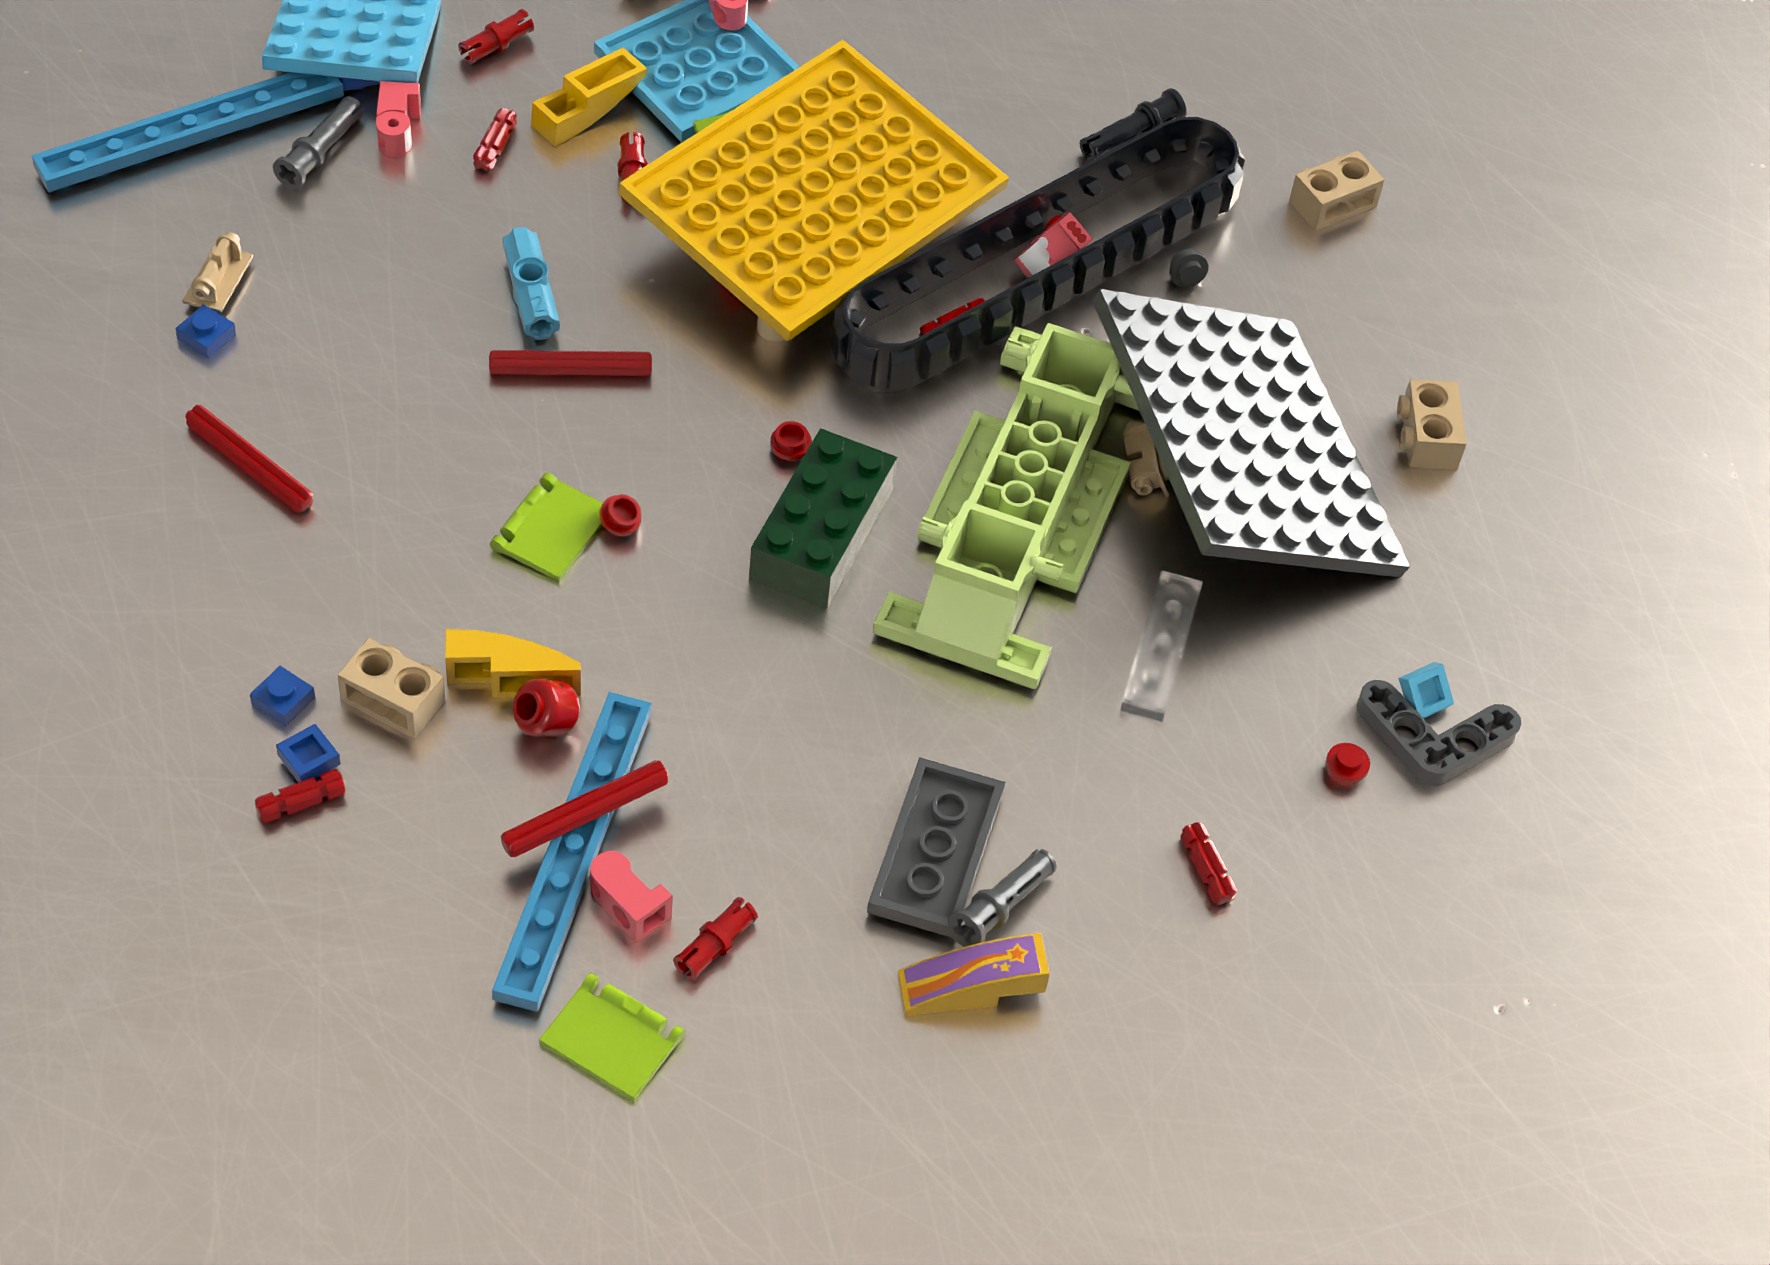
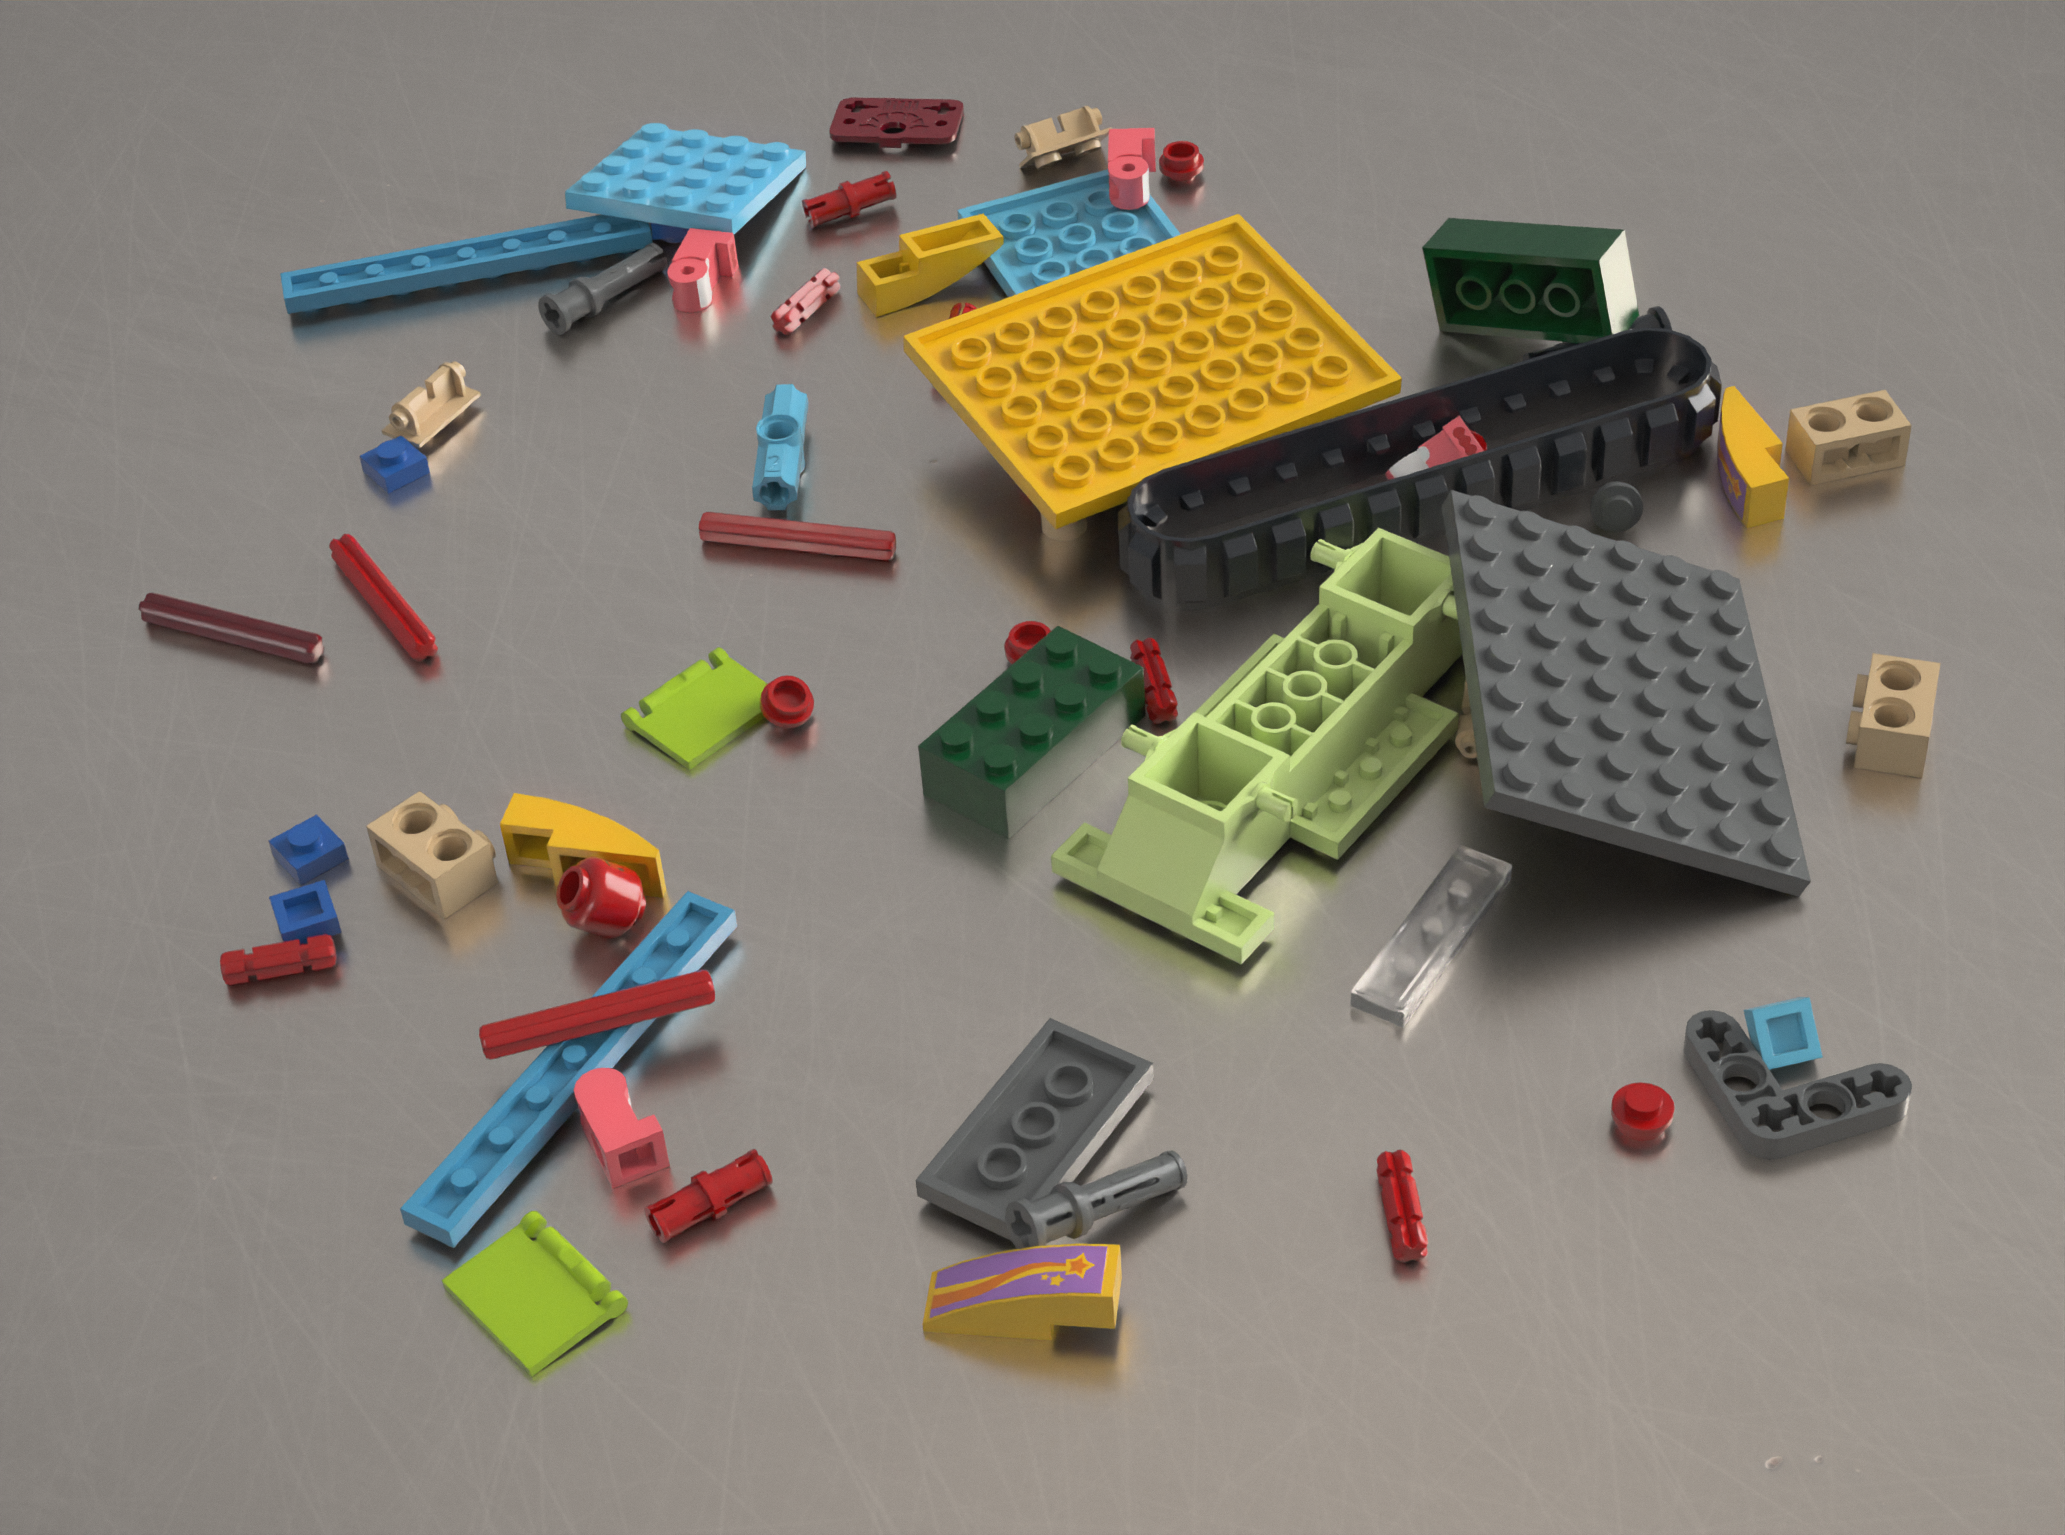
camera: 25 degrees right, 10 degrees down
(131, 503) = (231, 628): none -> dark red axle
(906, 477) = (1157, 684): none -> red axle
(1079, 79) = (1530, 280): none -> dark green brick
(1271, 219) = (1750, 462): none -> yellow slope

